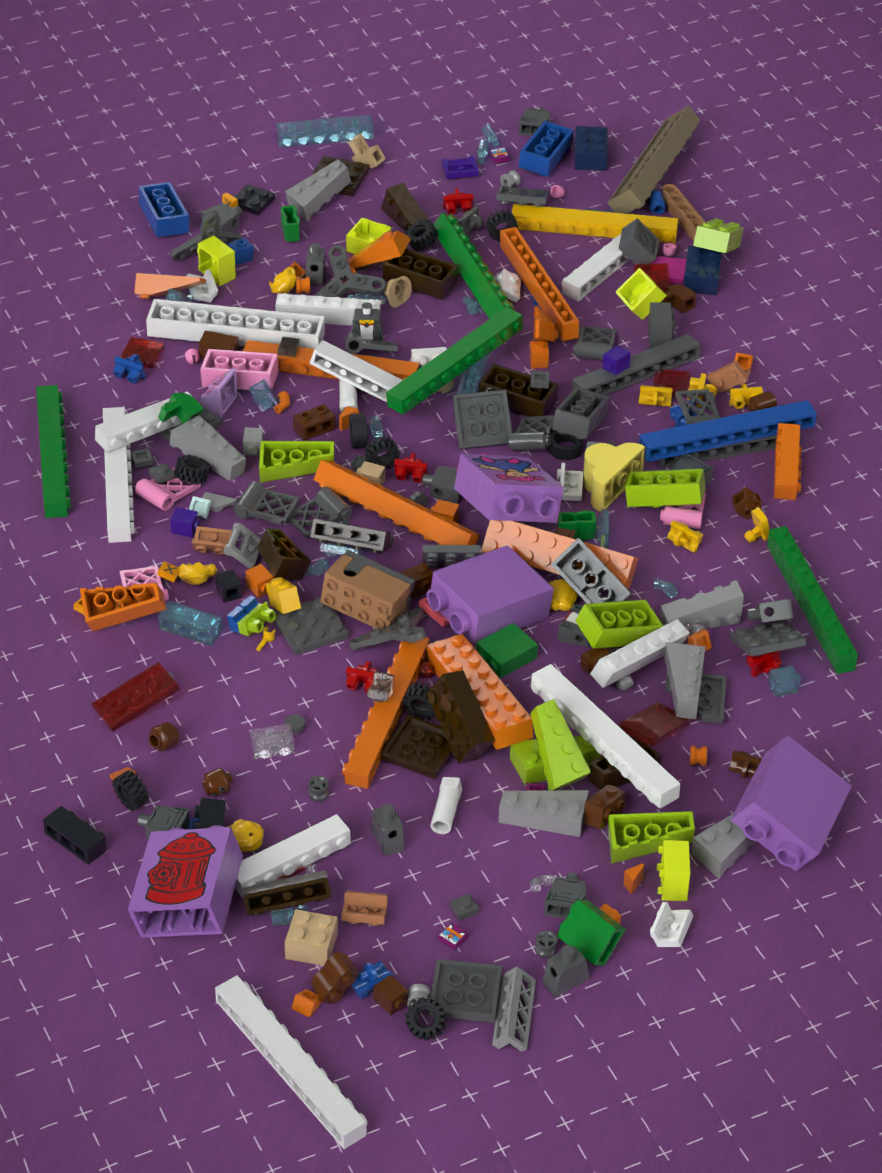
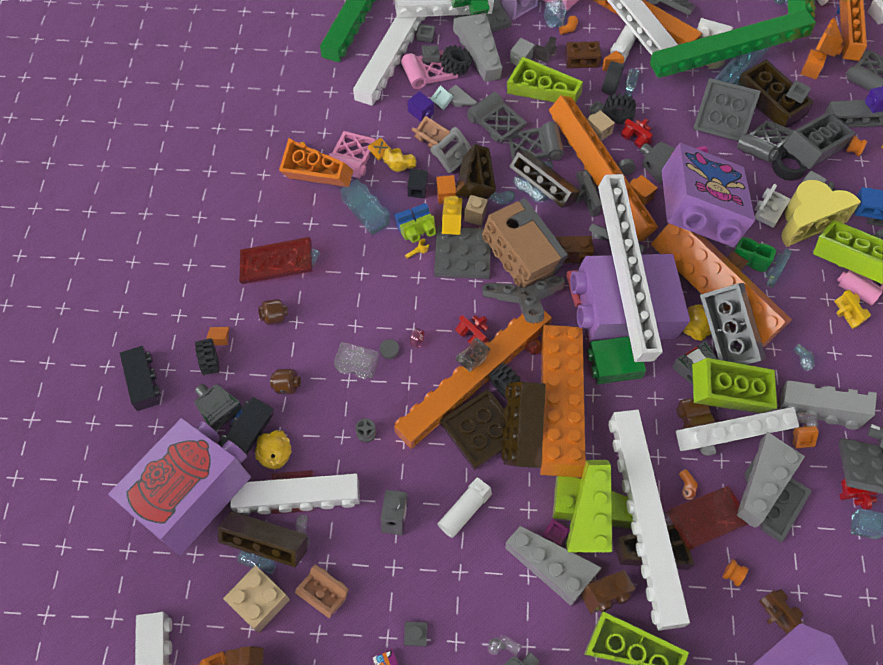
camera: 30 degrees right, 20 degrees up
(275, 433) = (545, 53): none -> clear smoke bracket
(302, 581) = (475, 210): none -> tan brick
(315, 703) = (417, 338): none -> clear pink tile
(402, 537) = (590, 198): none -> dark grey hinge
(478, 561) = (629, 269): none -> white brick
(616, 409) = (856, 146): none -> orange wheel
(623, 712) = (690, 485): none -> orange arm

